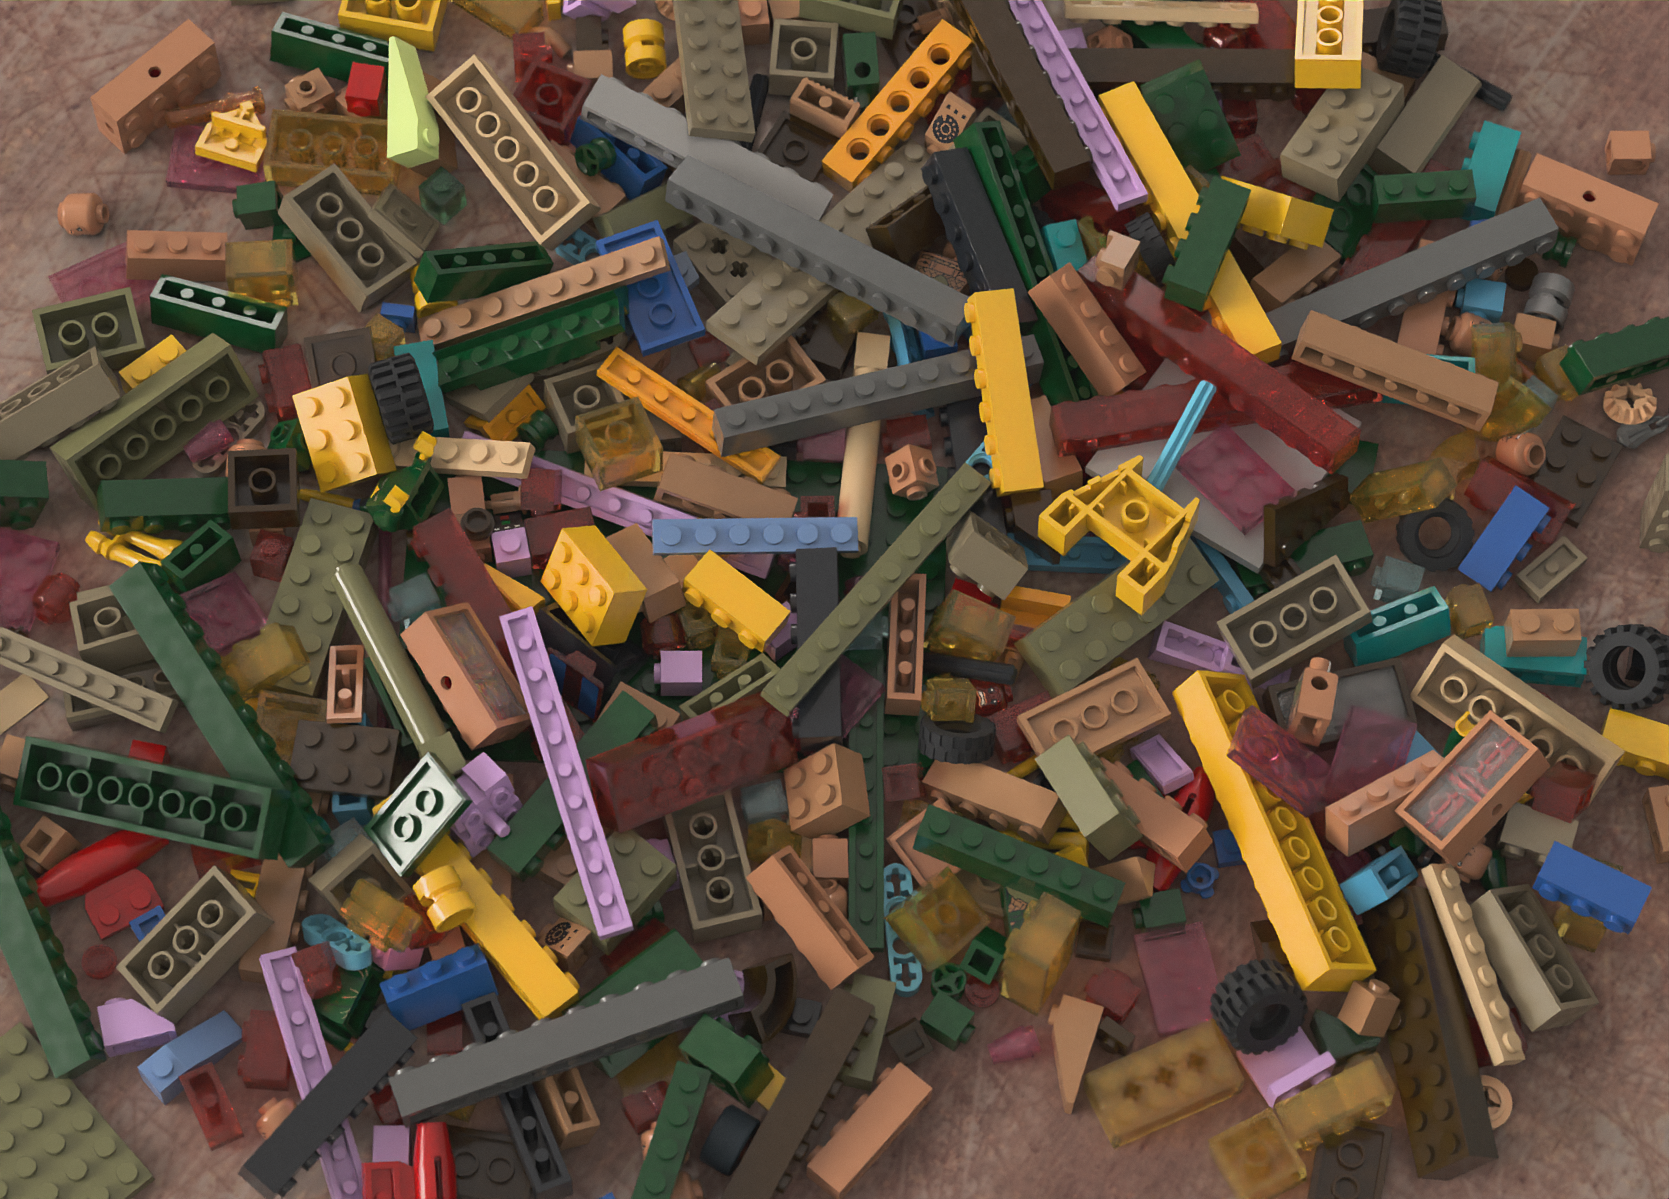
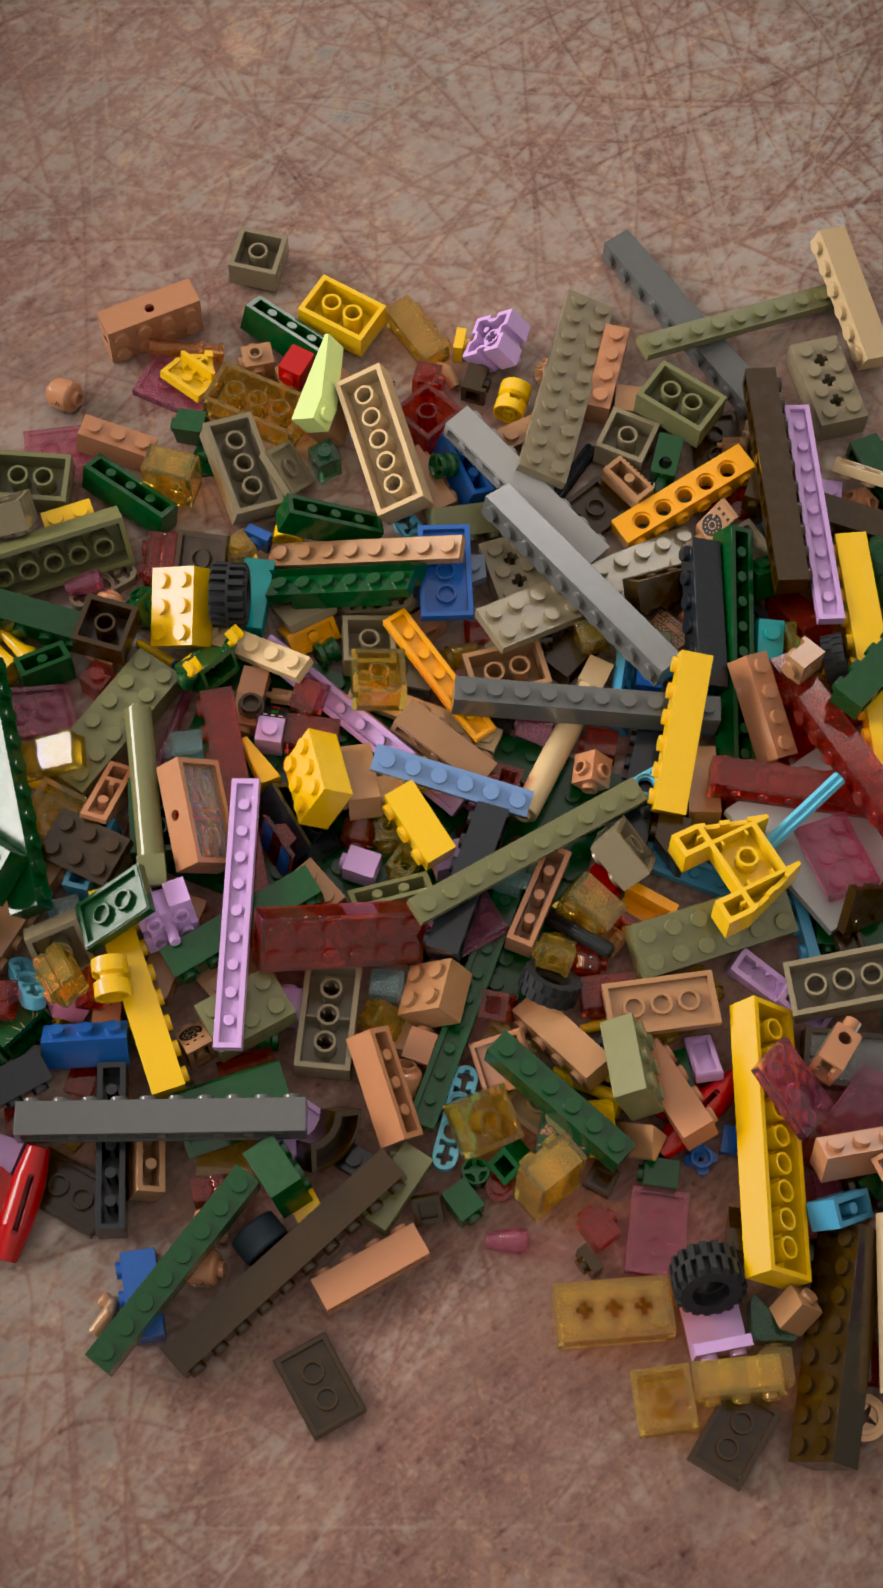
camera: 20 degrees right, 0 degrees up
(592, 64) = (474, 399): medium nougat brick -> none
(1072, 1038) = (556, 1250): medium nougat slope -> none

